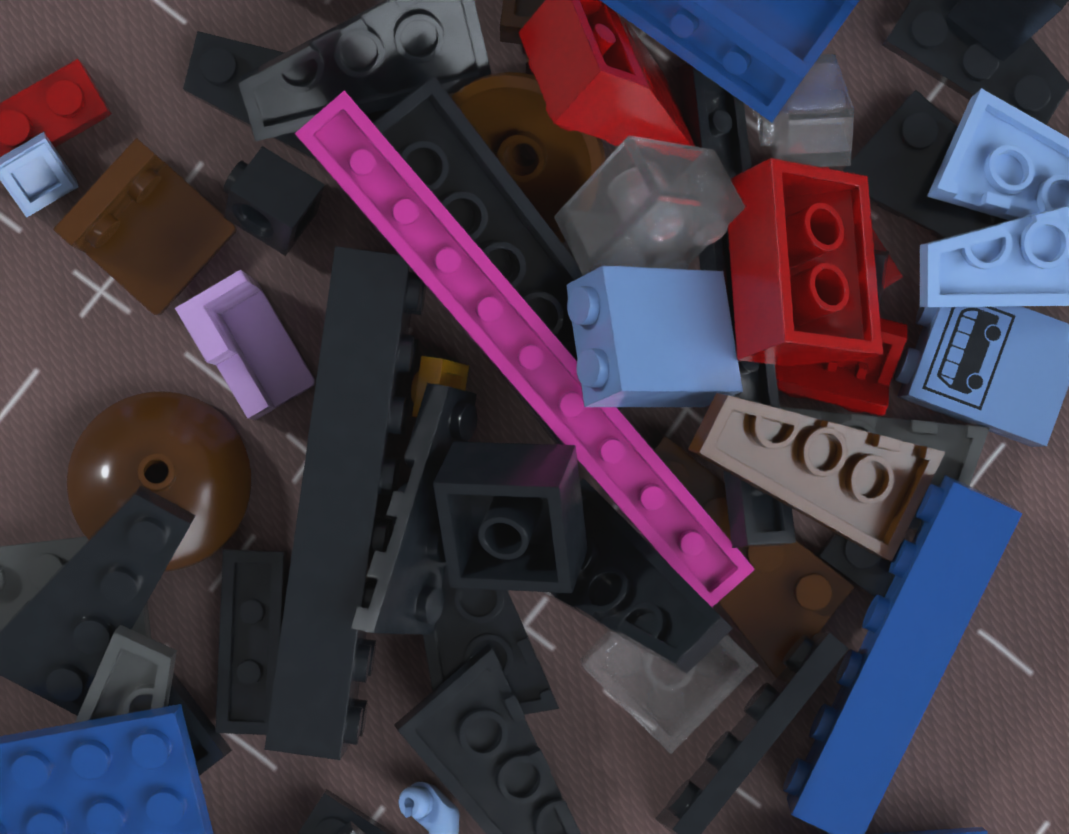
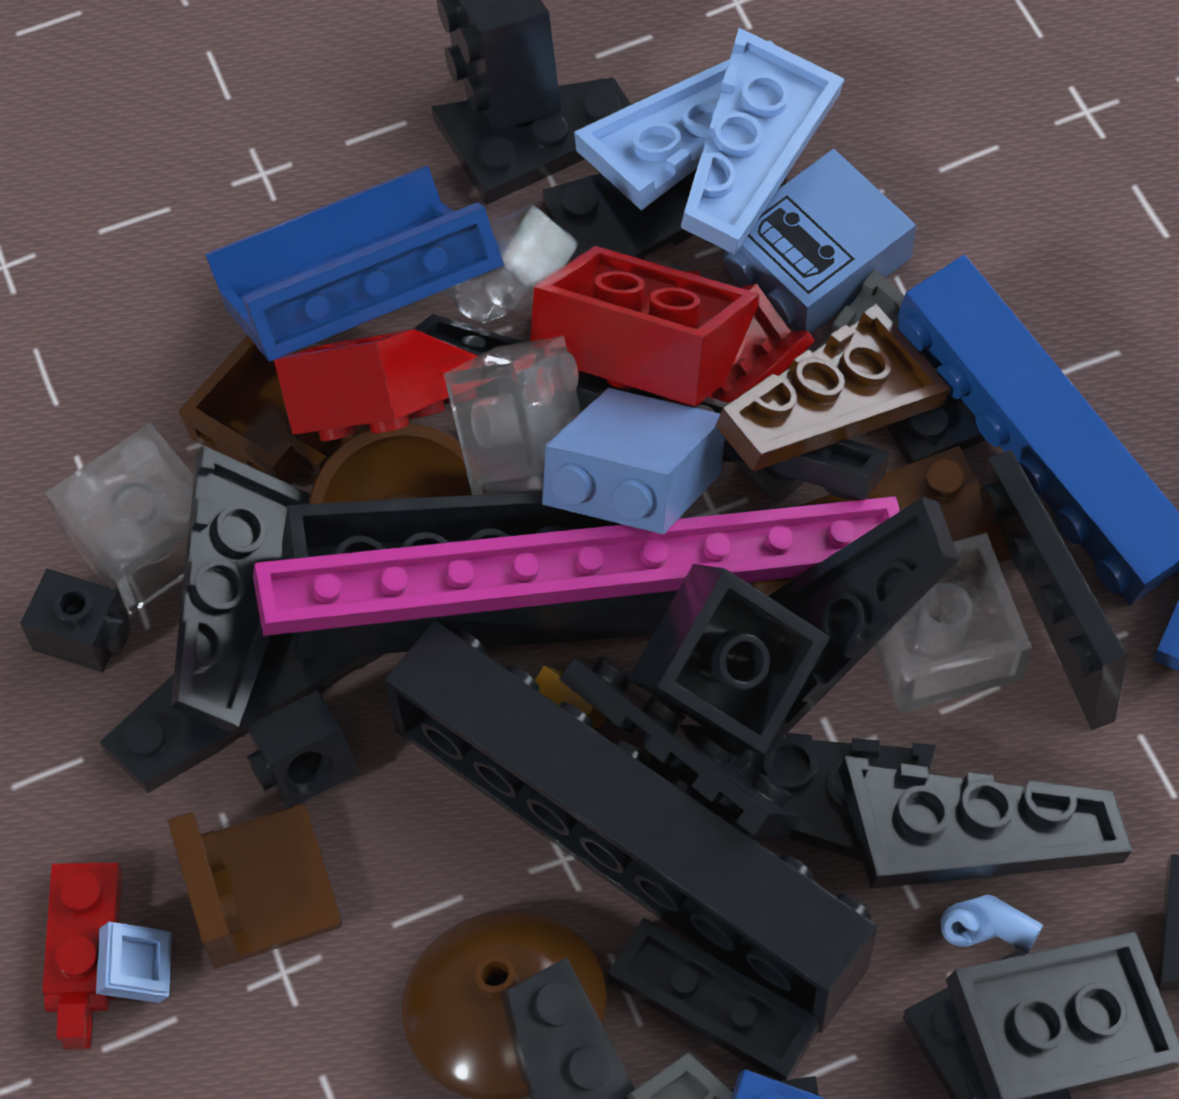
camera: 55 degrees left, 25 degrees down
(247, 343) = (421, 851): lavender panel -> none

